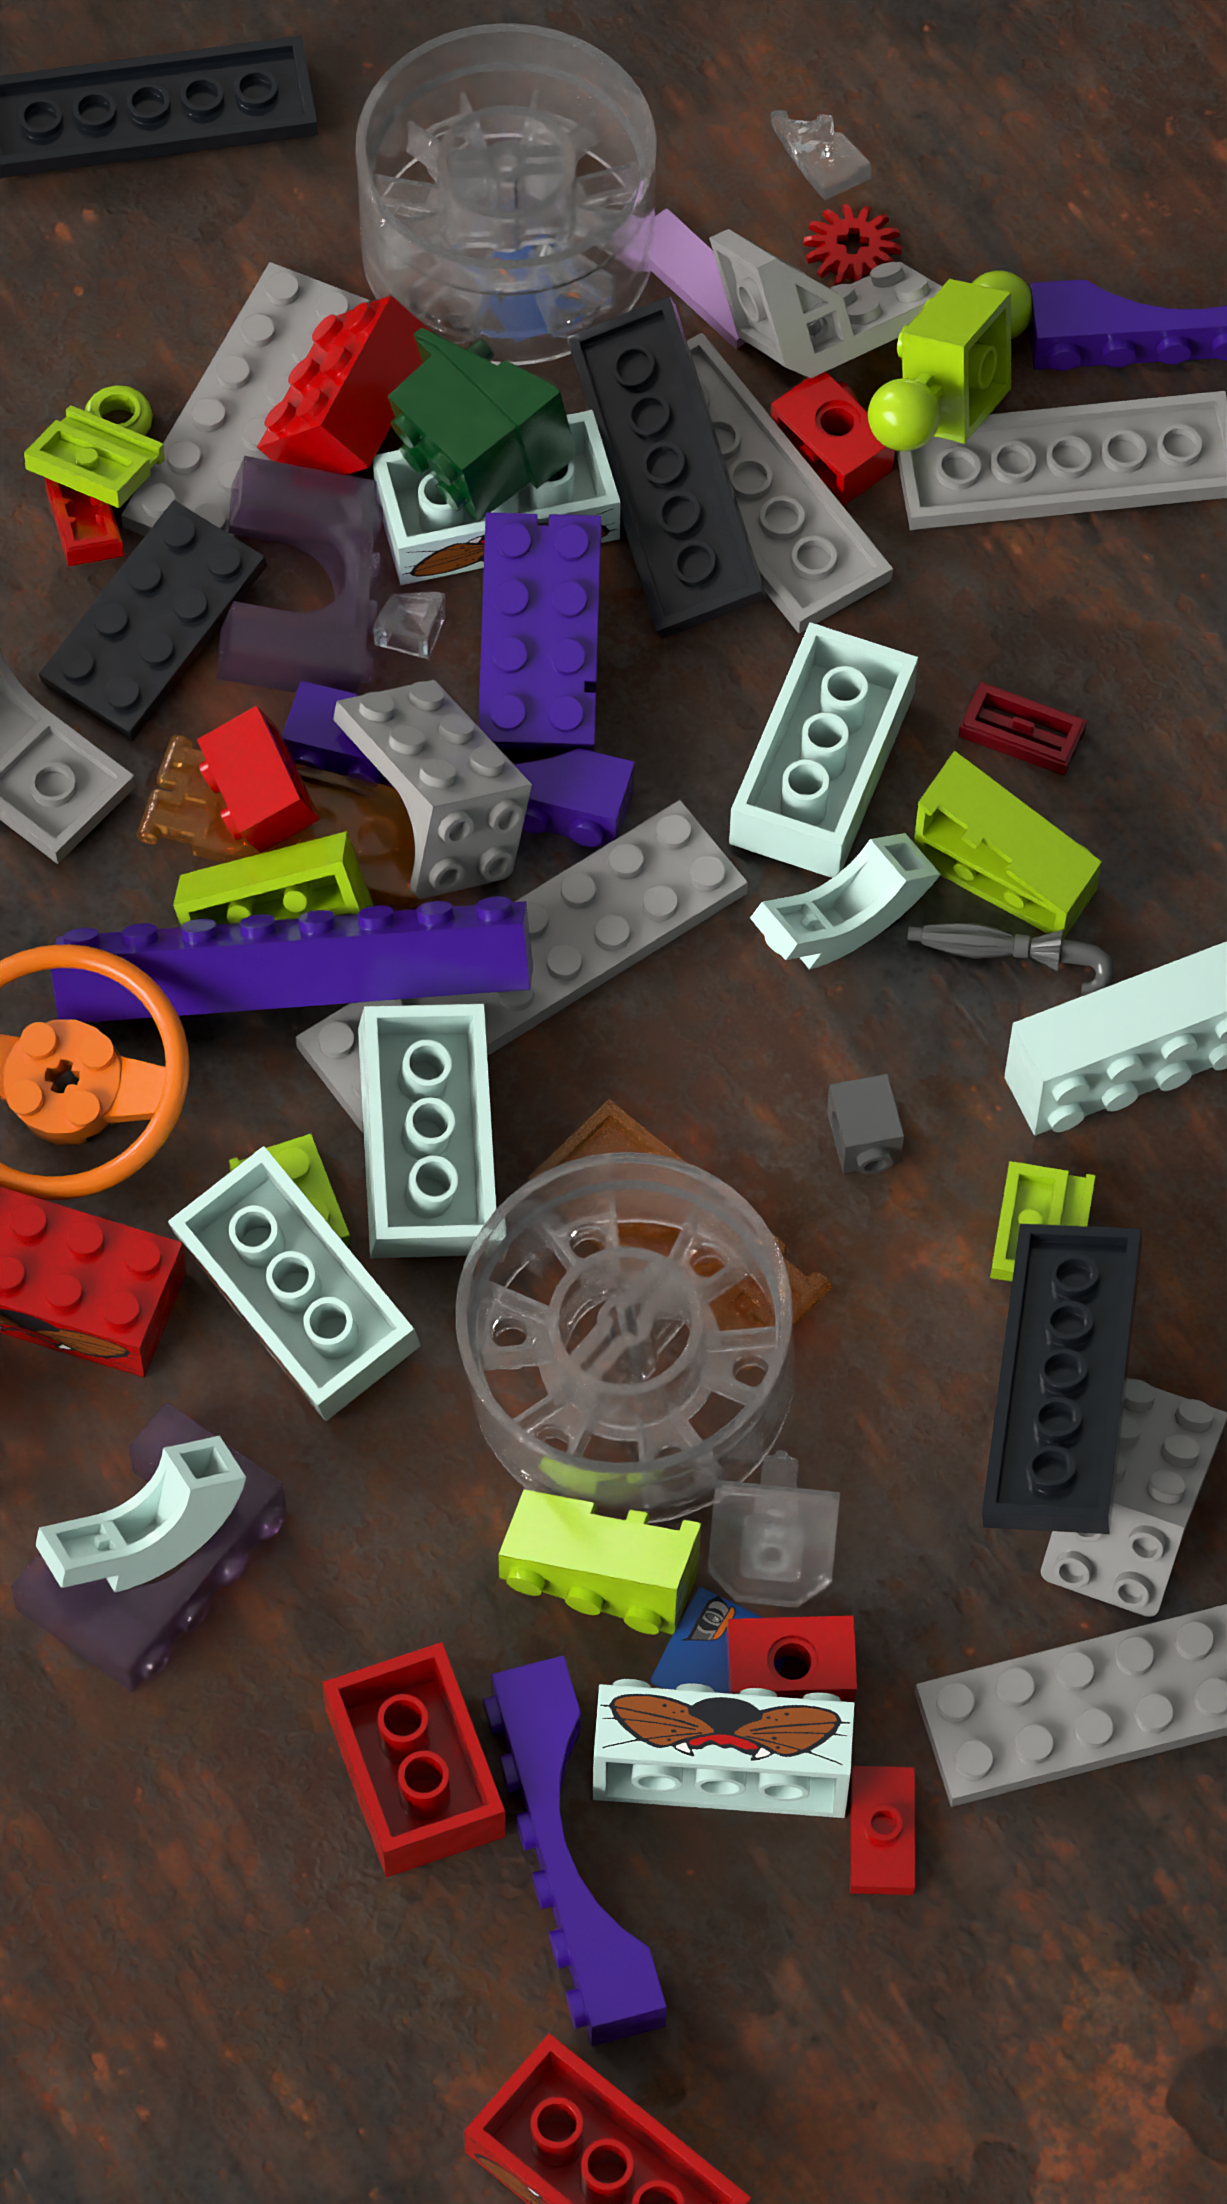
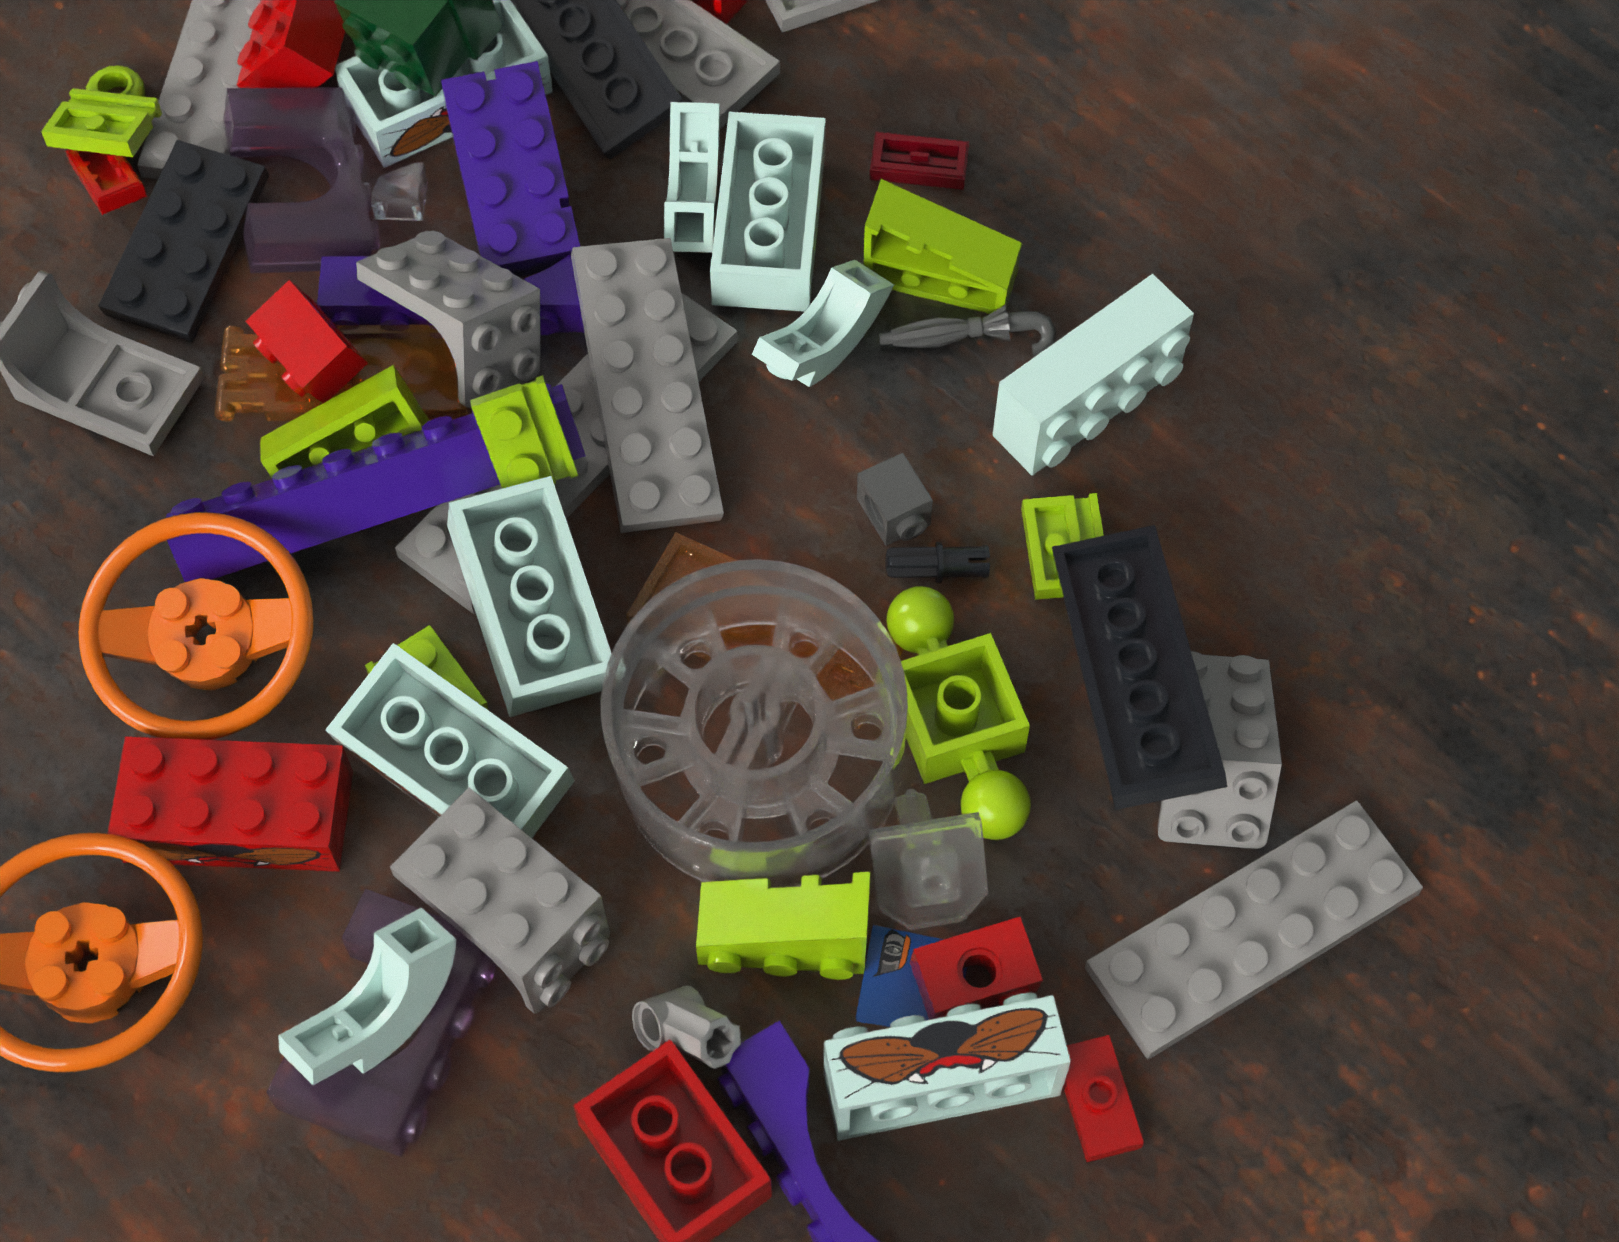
camera: 15 degrees left, 0 degrees up
(313, 1451) = (507, 898): none -> light grey bracket
(466, 950) = (523, 434): none -> lime plate
(466, 1633) = (688, 1024): none -> light grey piece
(624, 921) = (646, 385): none -> light grey plate
(747, 689) = (693, 176): none -> light aqua arch
(860, 1377) = (961, 710): none -> lime brick
(891, 1207) = (937, 562): none -> black axle

